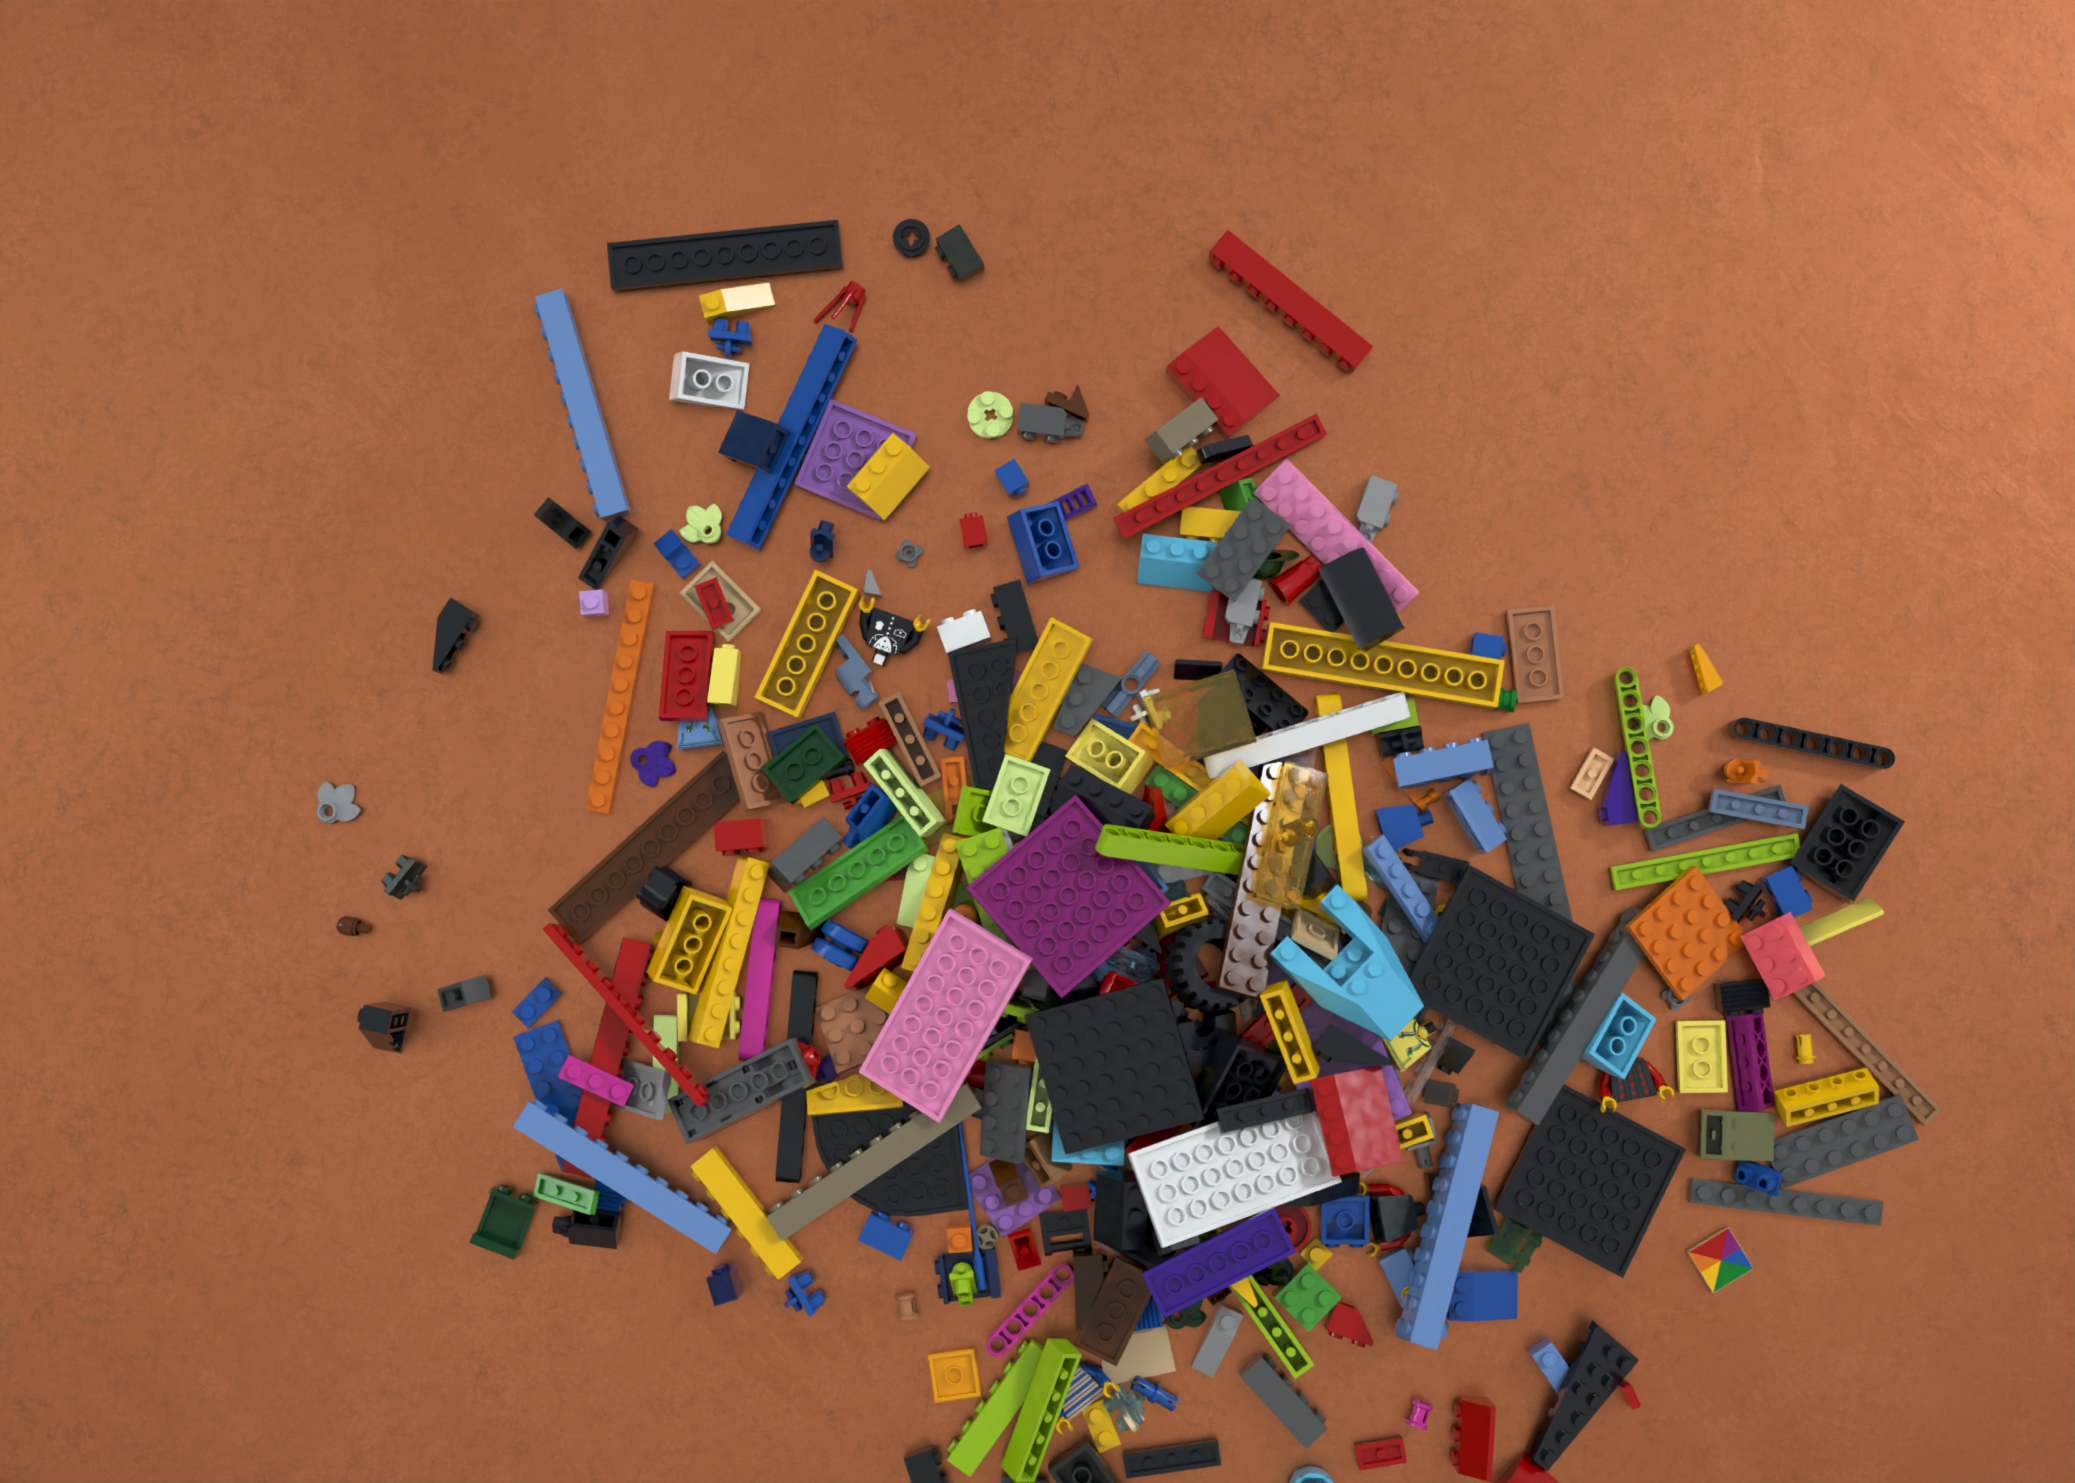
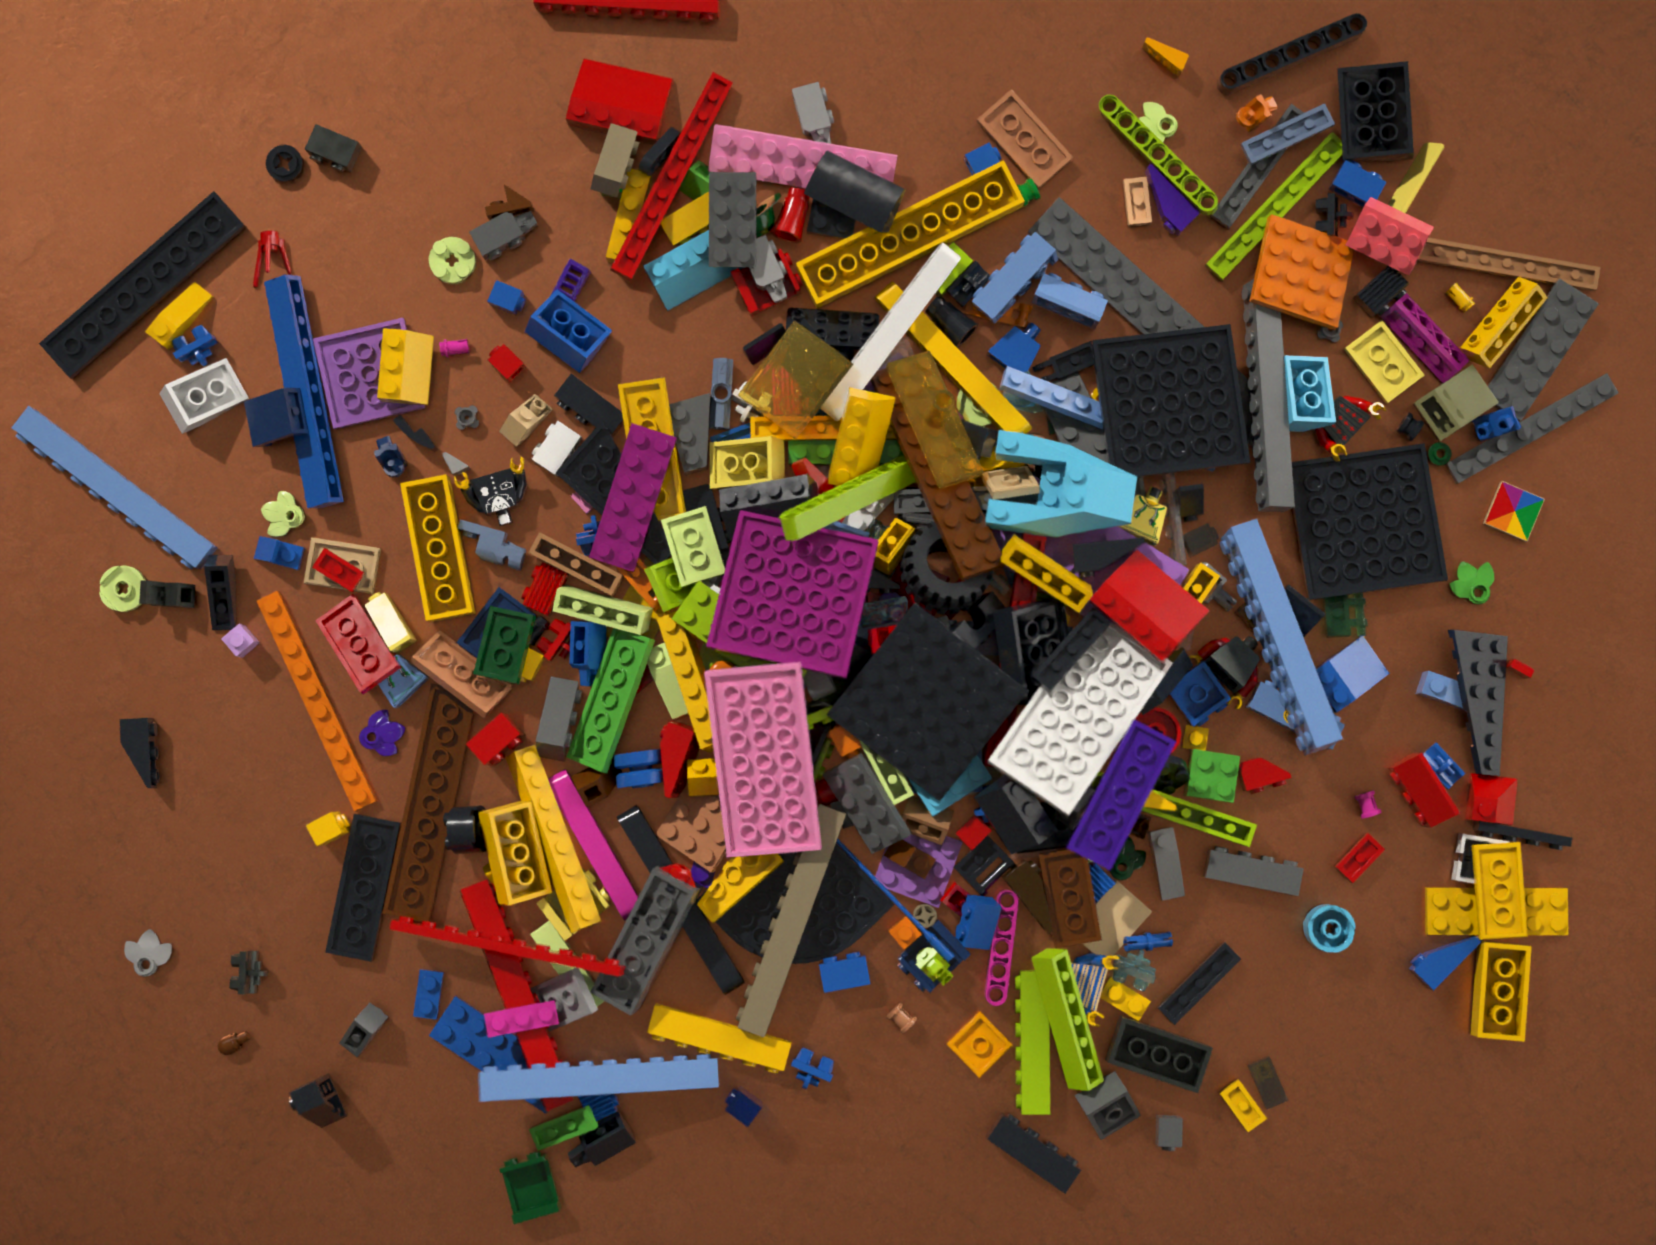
camera: 45 degrees left, 0 degrees up
(521, 482) = (109, 588): none -> yellowish green plate
(547, 877) = (363, 887): none -> black plate
(554, 809) = (329, 828): none -> yellow brick
(858, 542) = (419, 436): none -> black slope
(940, 488) = (454, 347): none -> dark pink pin
(955, 590) = (525, 420): none -> tan slope
(996, 718) = (633, 497): none -> magenta plate
(1026, 1275) = (978, 922): none -> blue brick
(1364, 761) = (951, 320): none -> black plant
(1506, 1429) = (1443, 765): none -> blue hips
(1643, 1290) = (1470, 579): none -> bright green plate
(1683, 1126) = (1410, 426): none -> black wheel
(1685, 1163) = (1432, 454): none -> dark green plate

